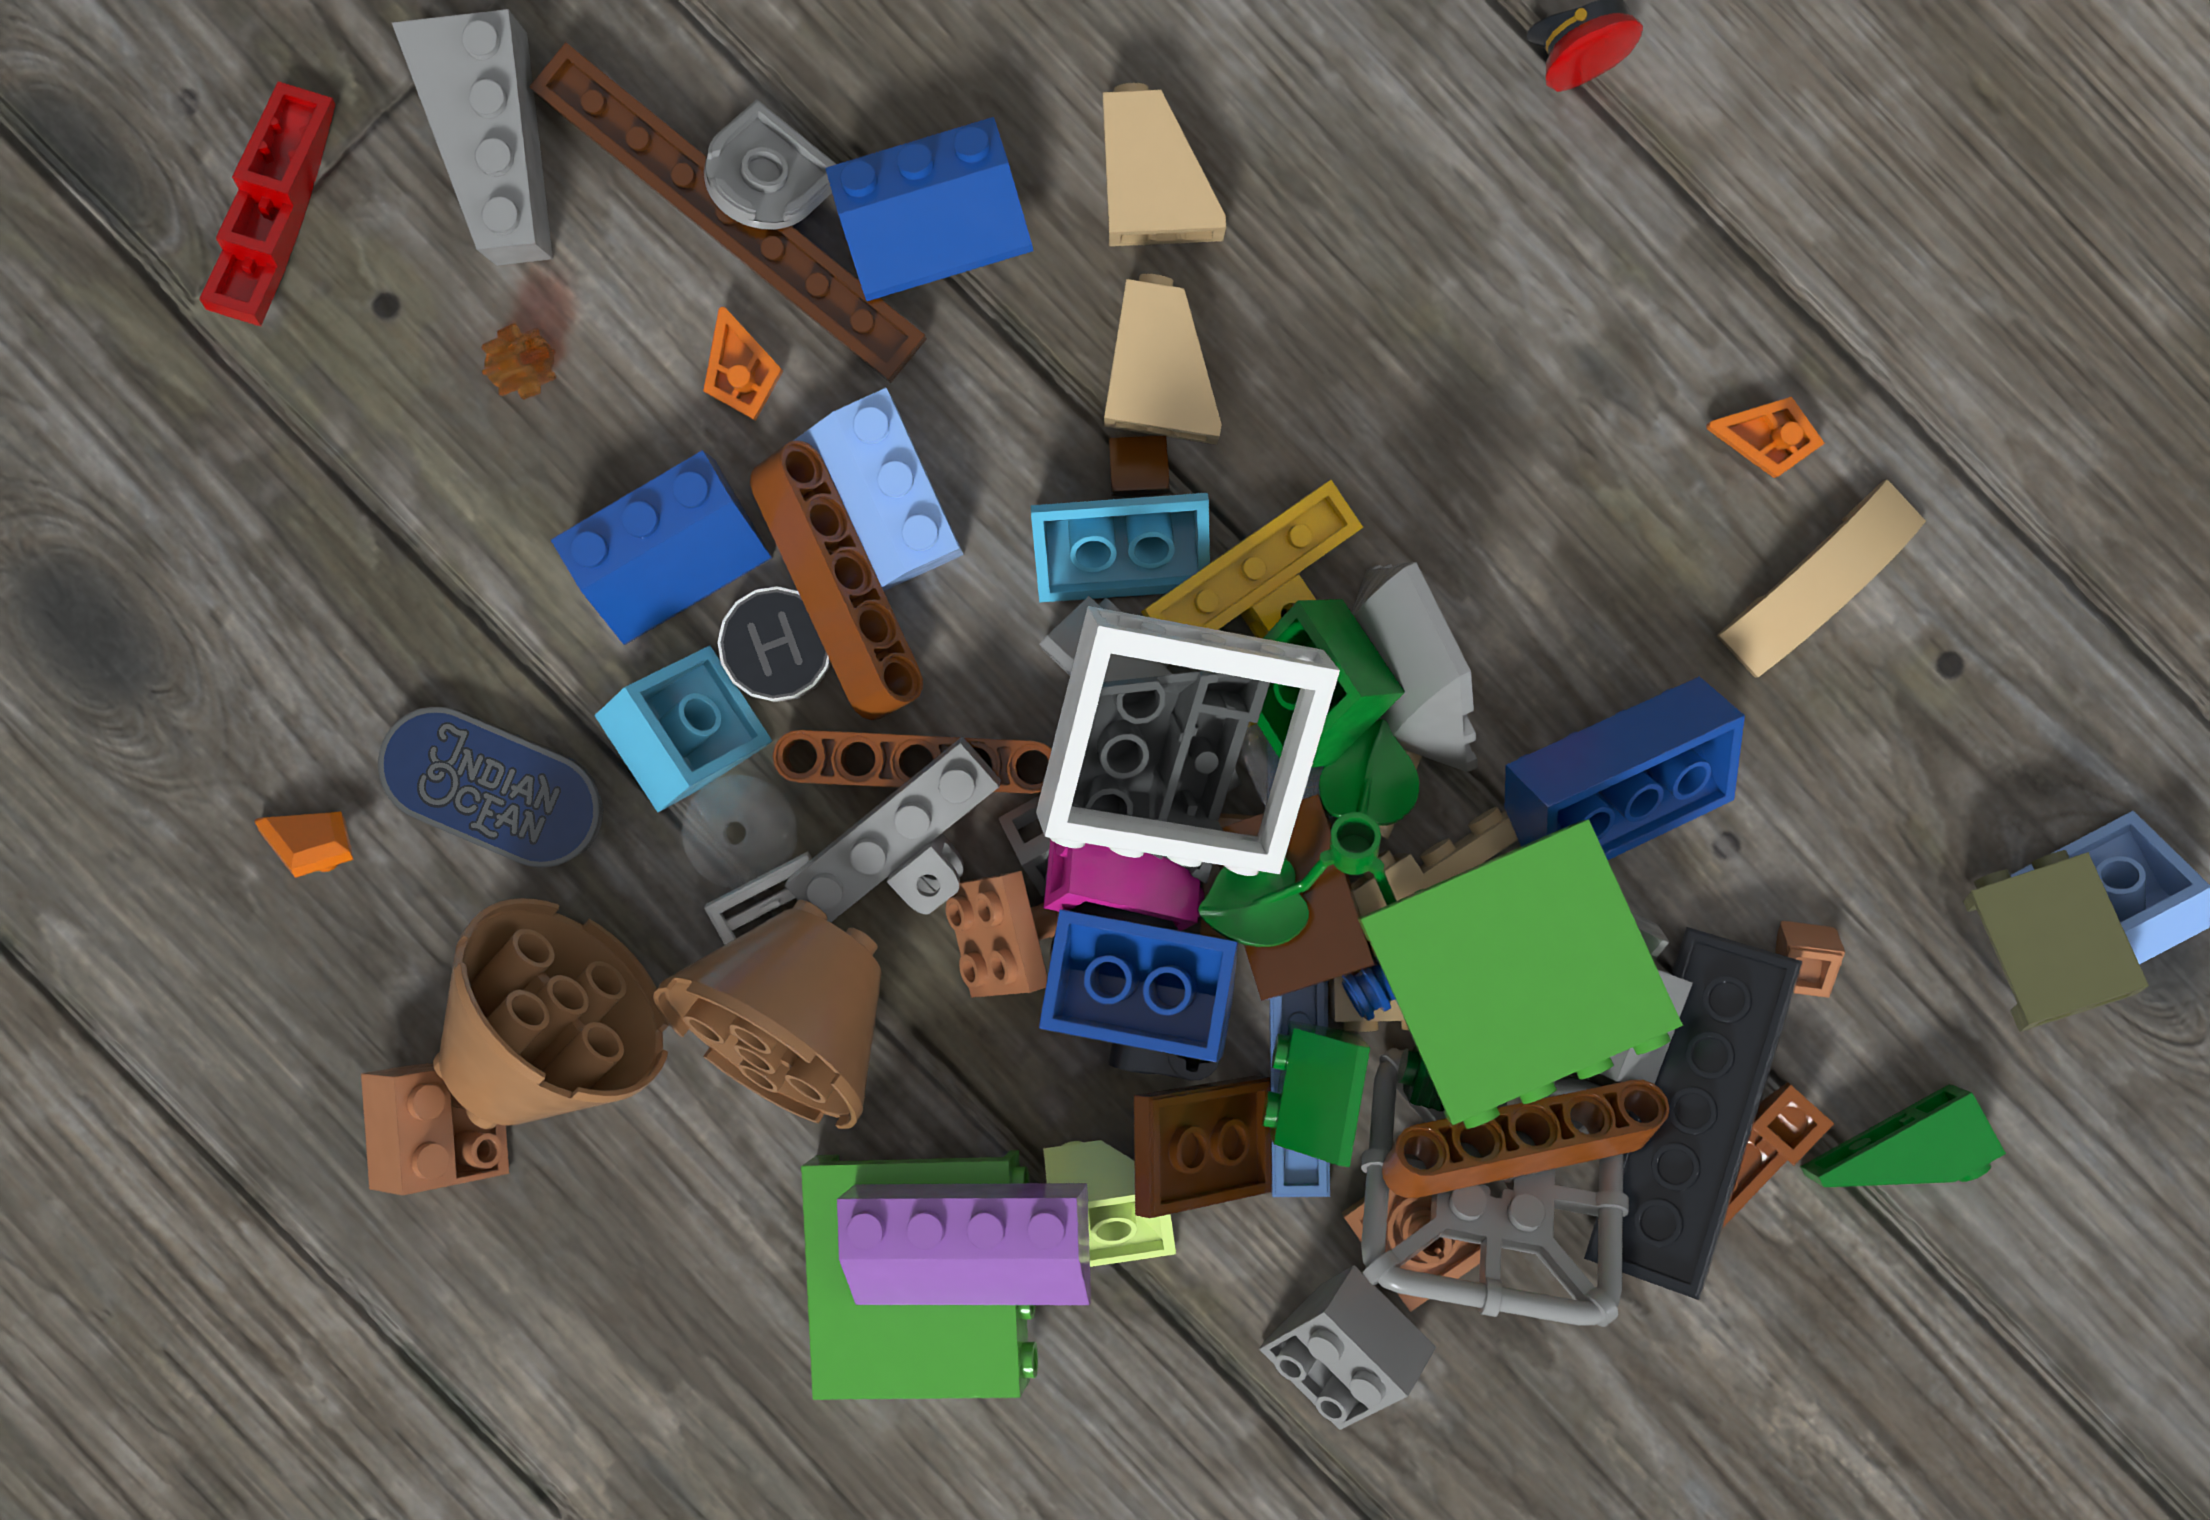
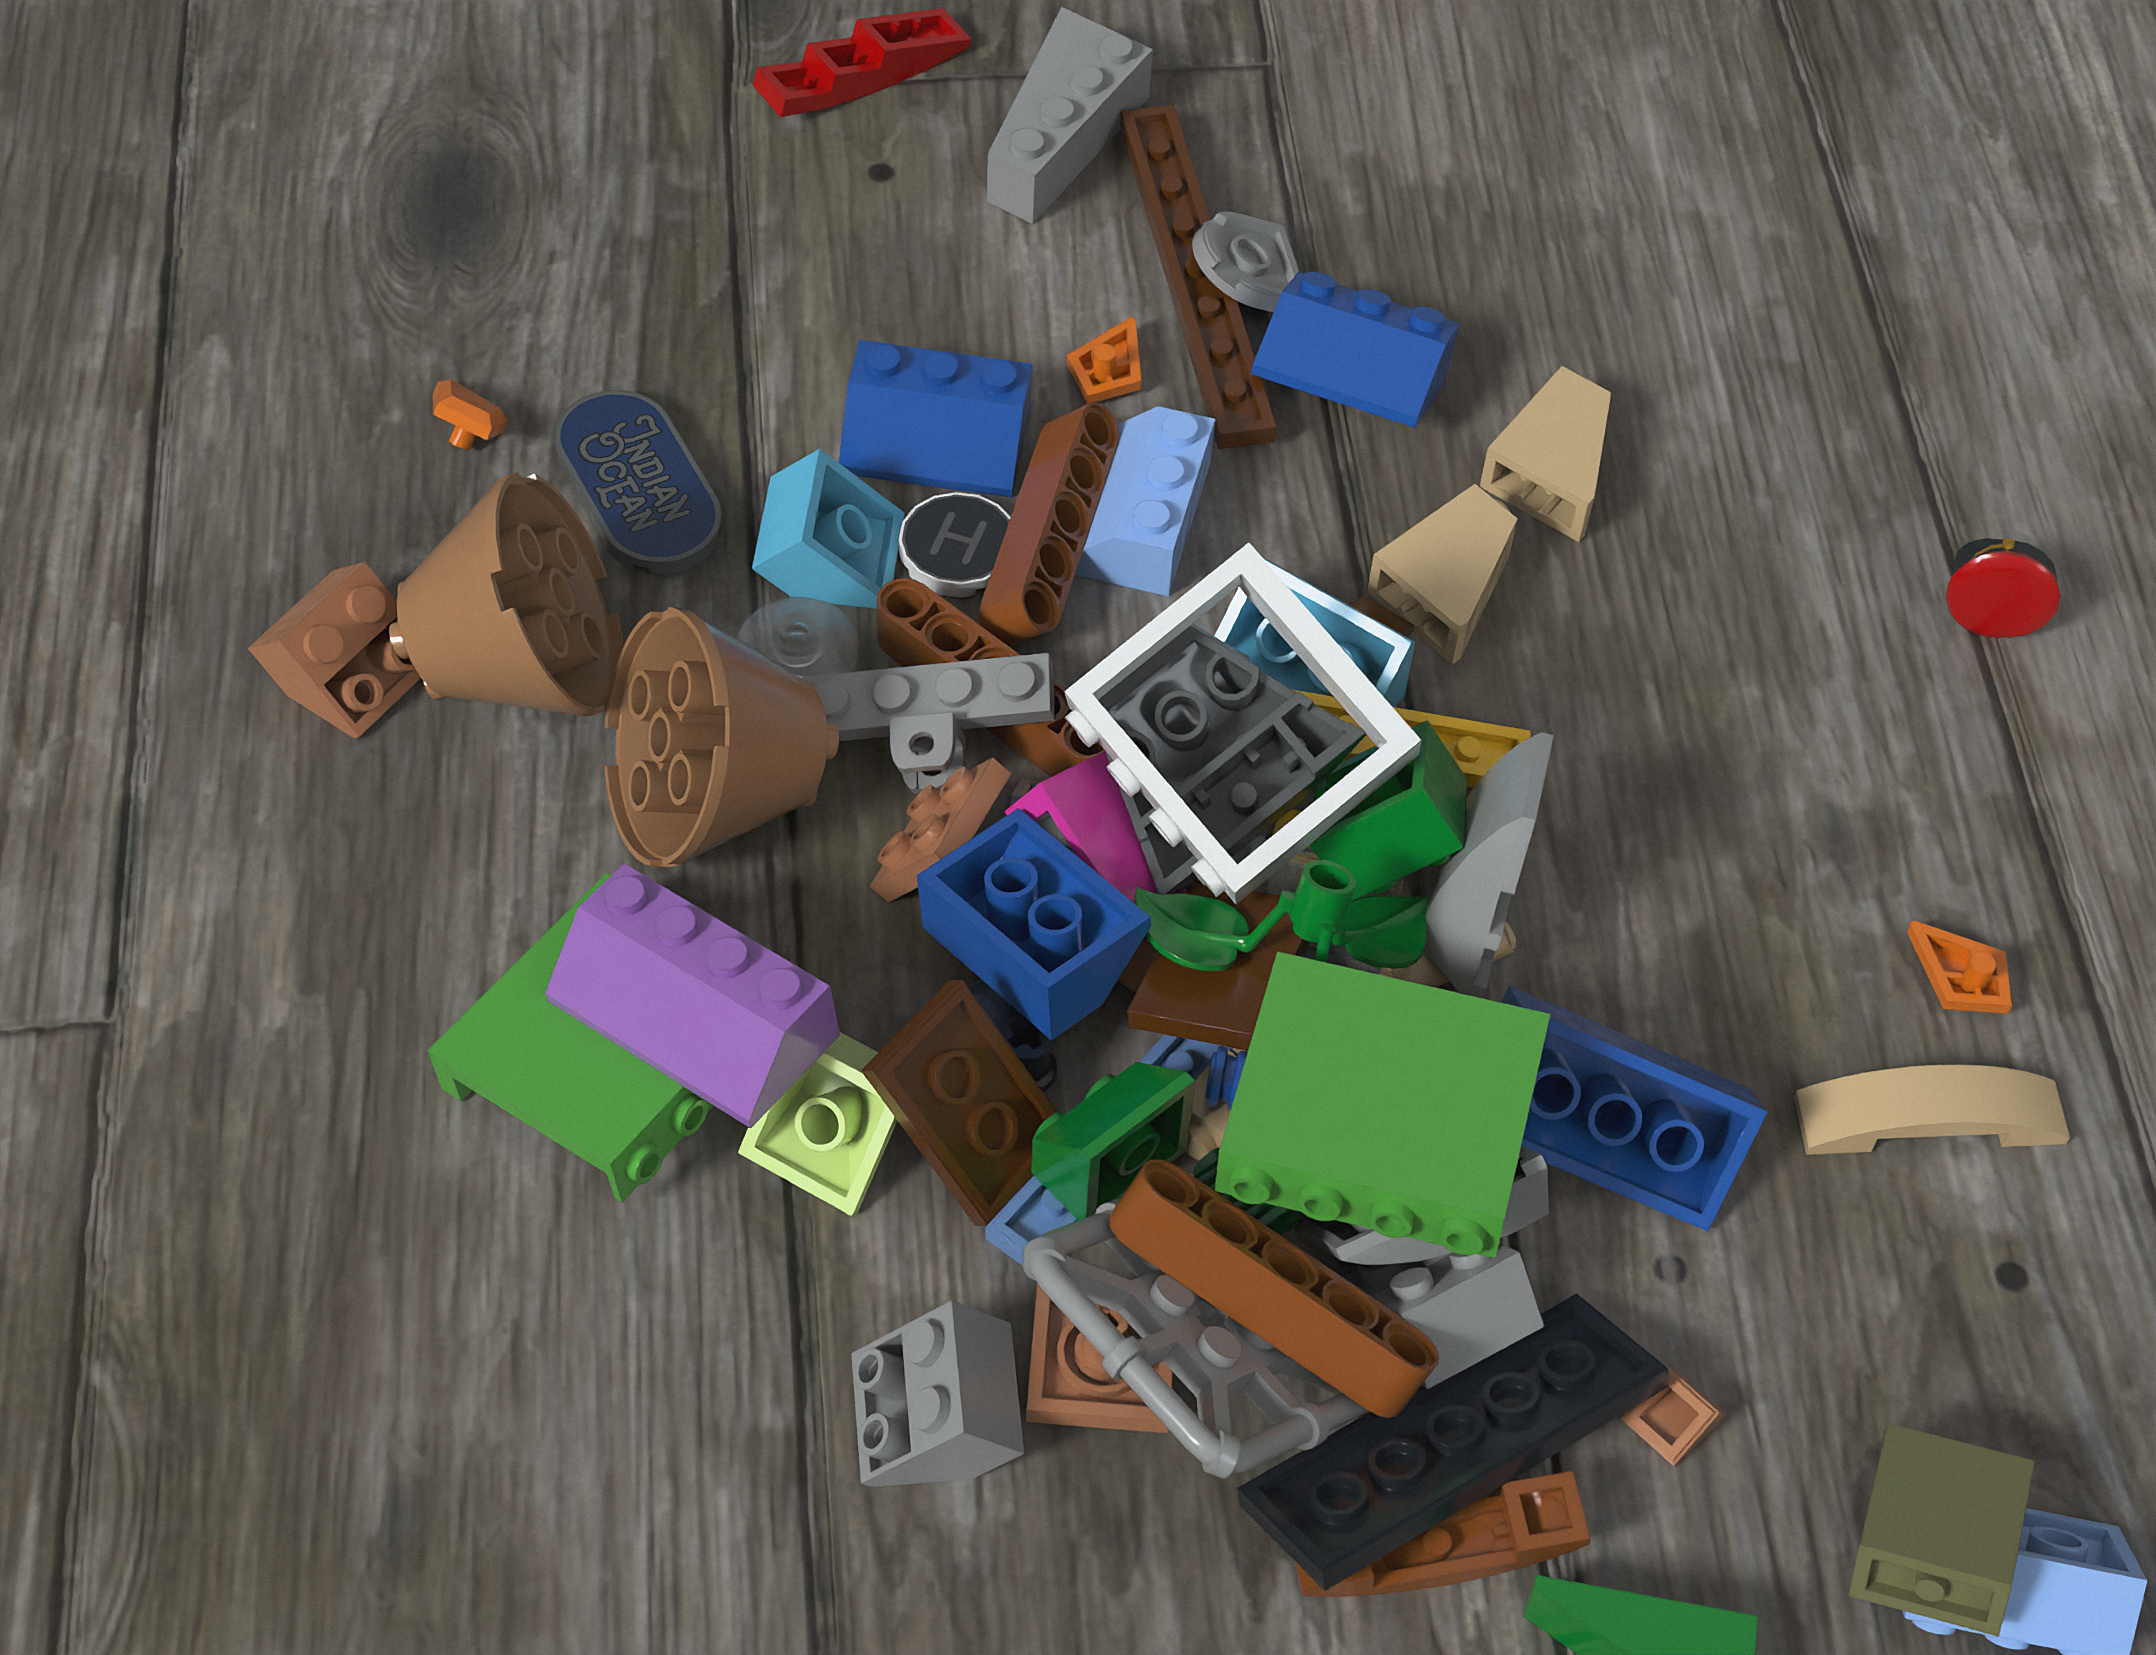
camera: 40 degrees right, 35 degrees down
(519, 361) = (946, 246): clear orange gear -> none

